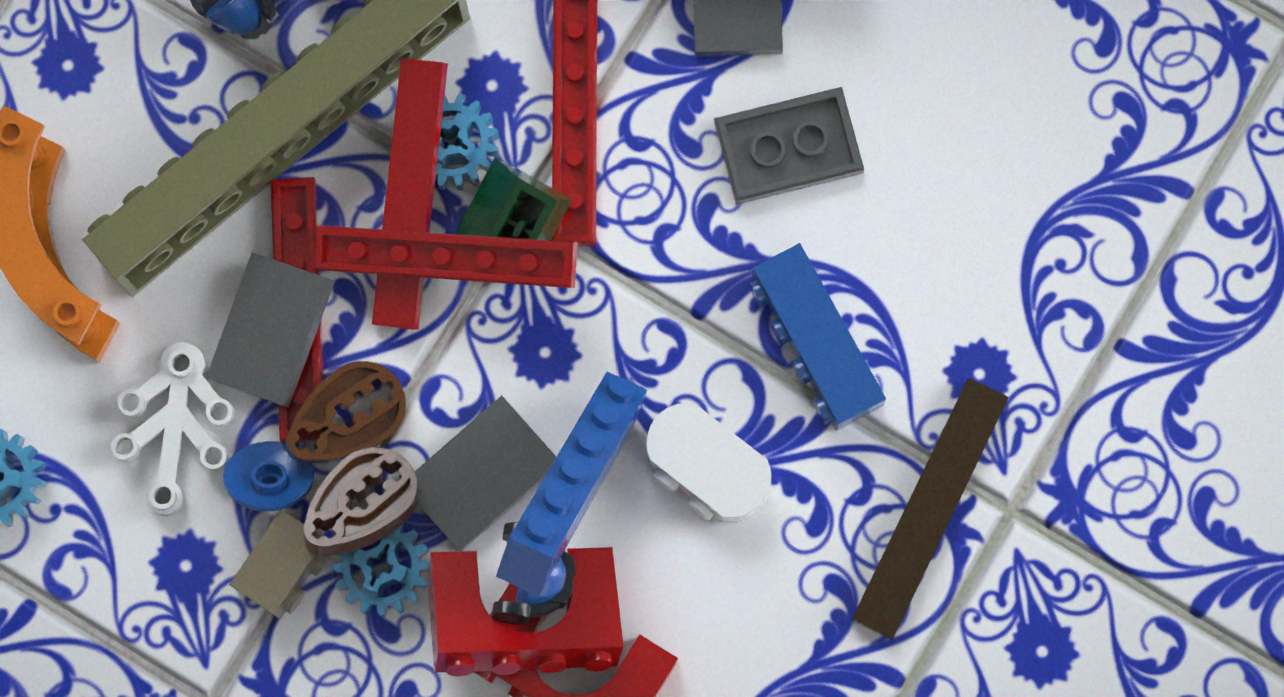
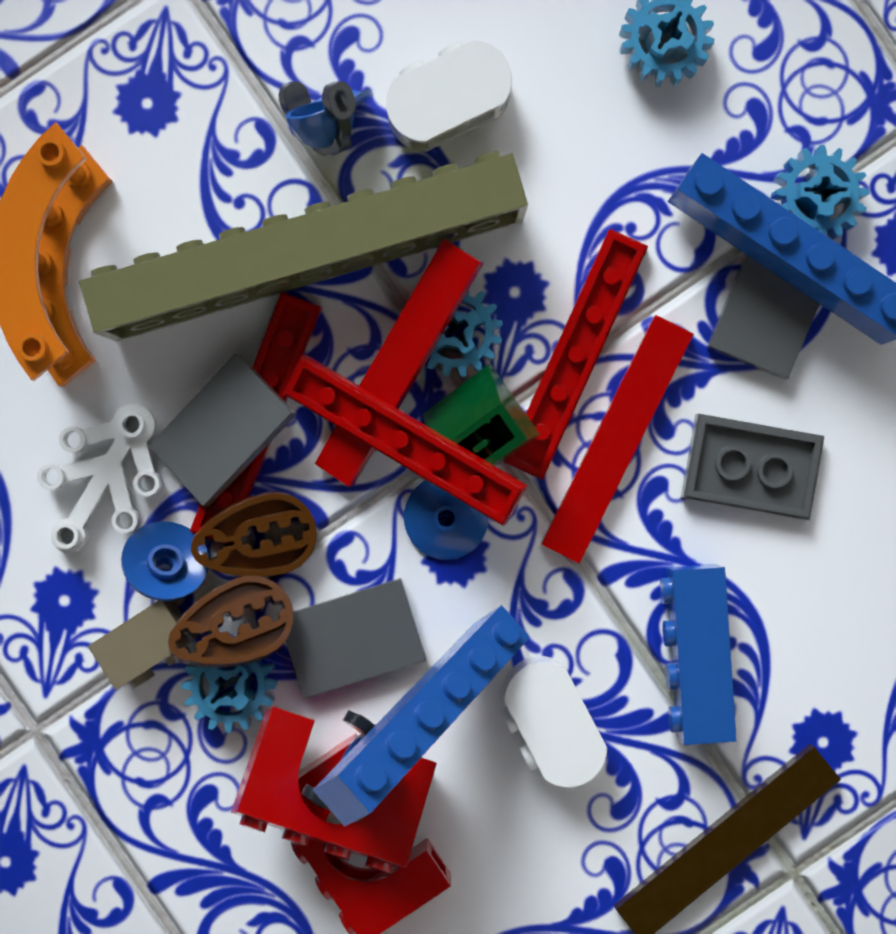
camera: 20 degrees right, 10 degrees up
(523, 343) = (432, 537): none -> blue dish
(648, 177) = (617, 438): none -> red tile

